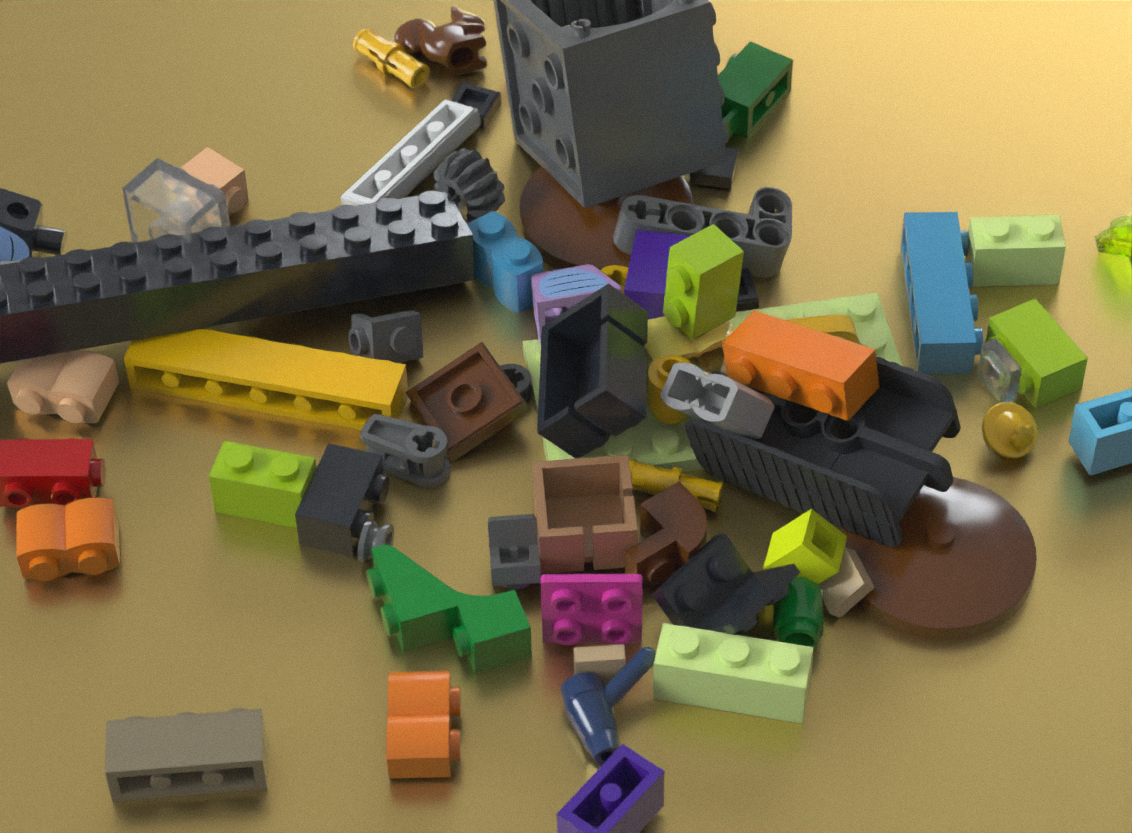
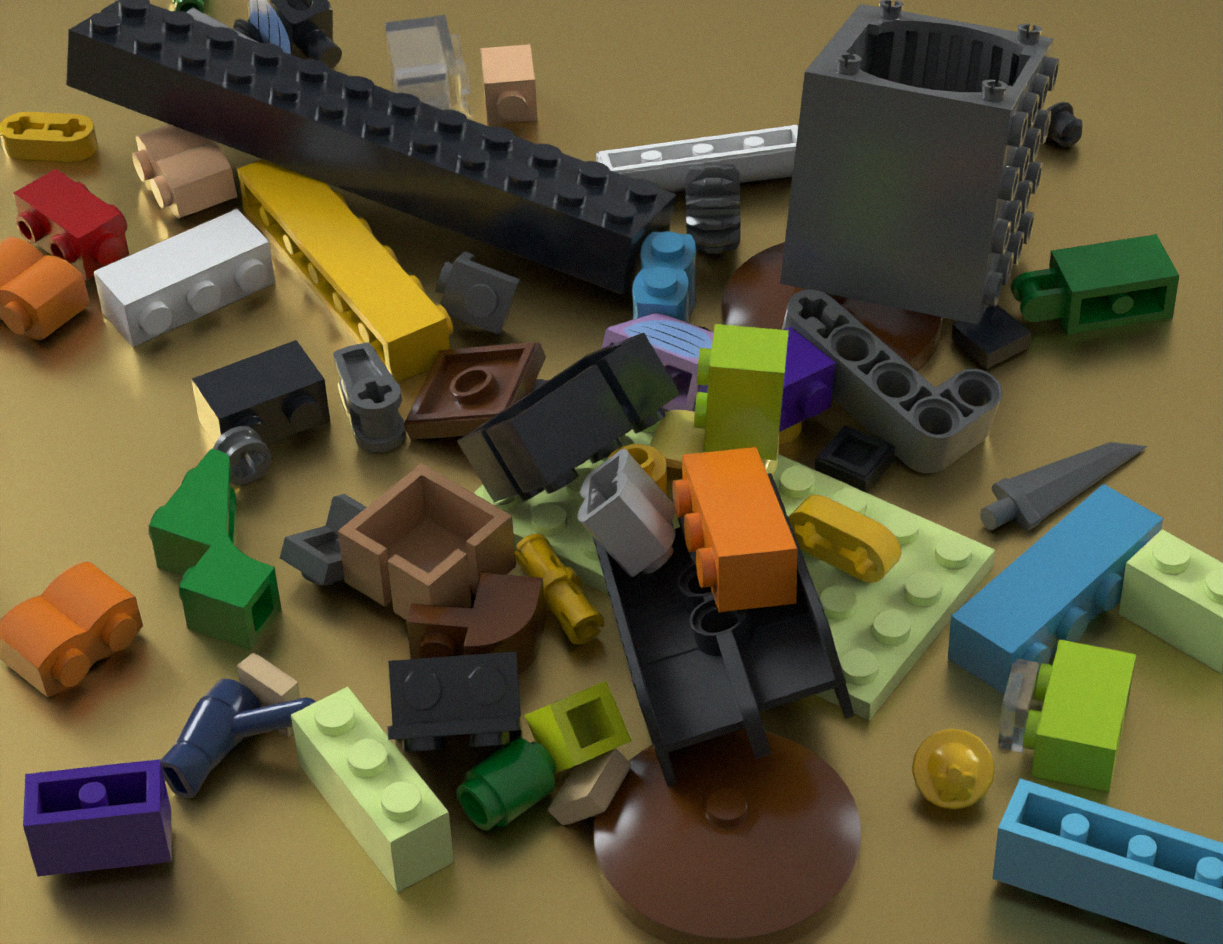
camera: 45 degrees right, 5 degrees down
(175, 457) = (184, 277): none -> white brick
(260, 483) = (208, 329): lime brick -> none
(391, 58) = (802, 55): yellow pin -> none
(591, 608) = (327, 634): dark pink bracket -> none
(854, 237) = (1044, 490): none -> dark grey bar

